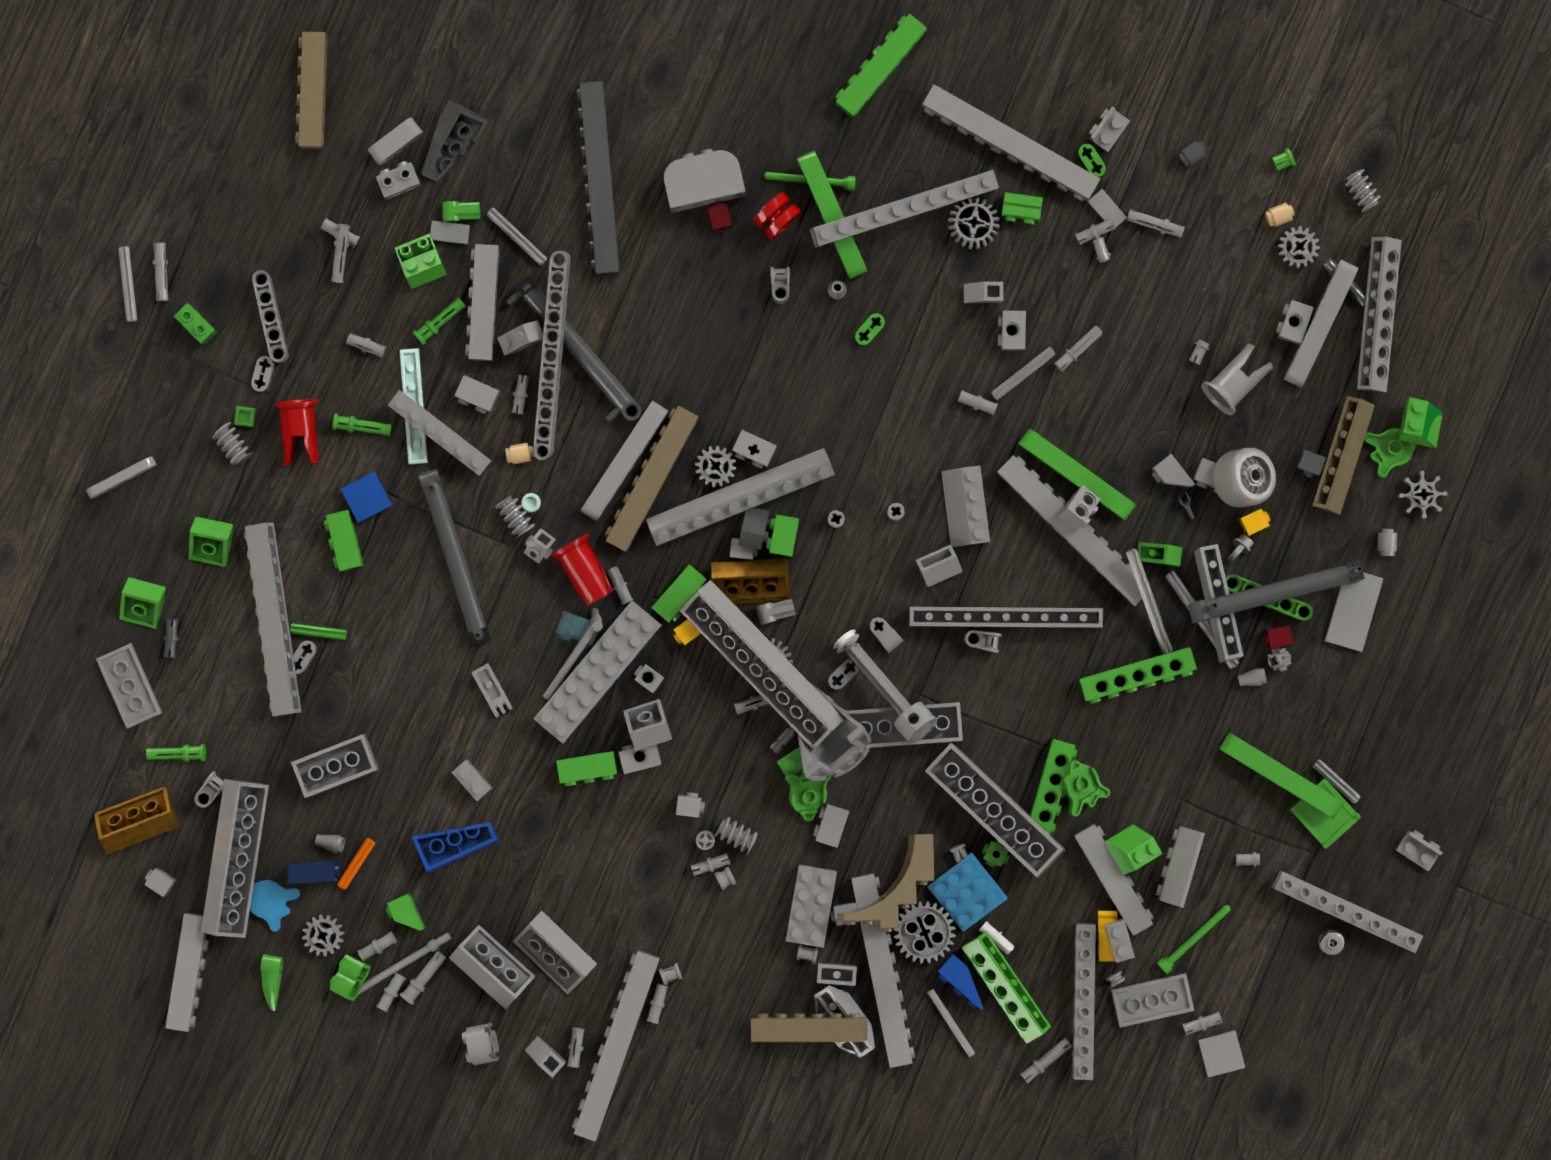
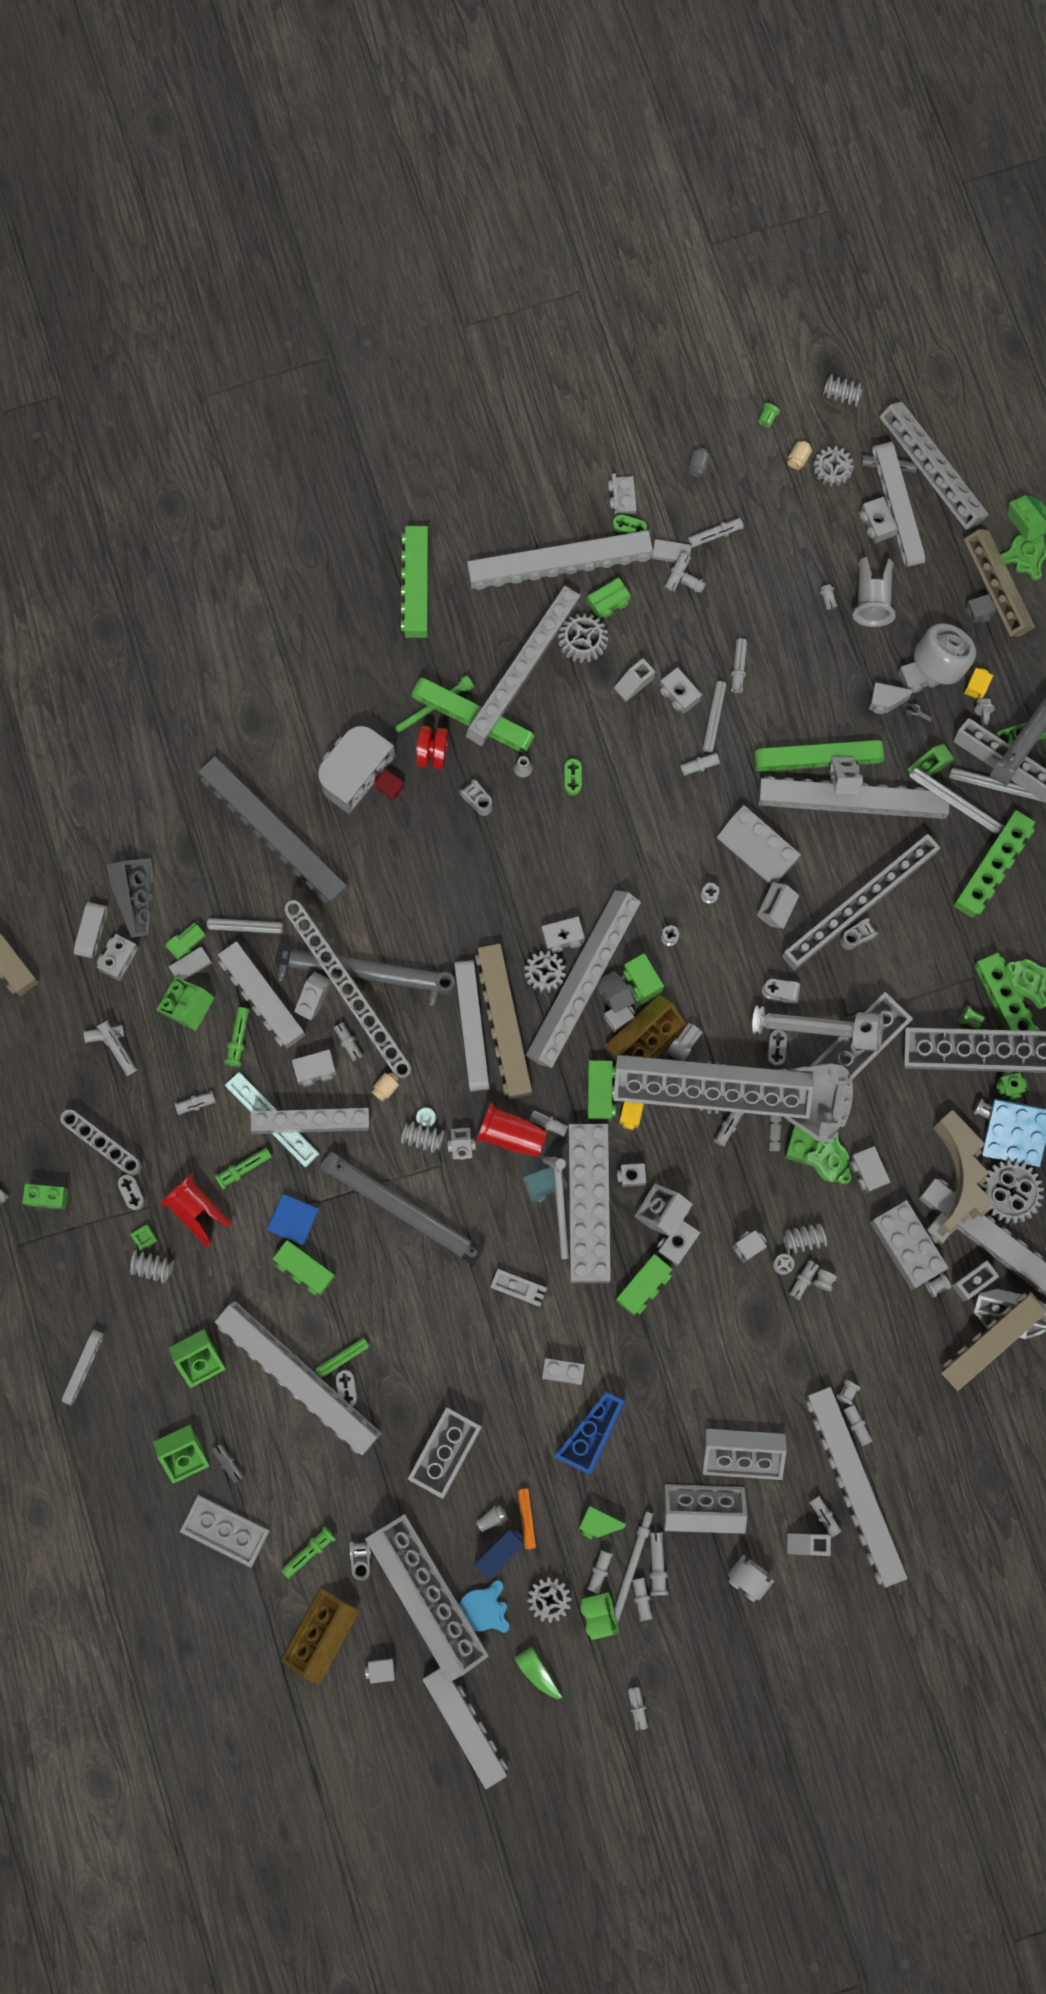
camera: 45 degrees left, 10 degrees down
(322, 1065) = (637, 1708): none -> light grey axle
(1012, 777) = (967, 1017): none -> bright green bush

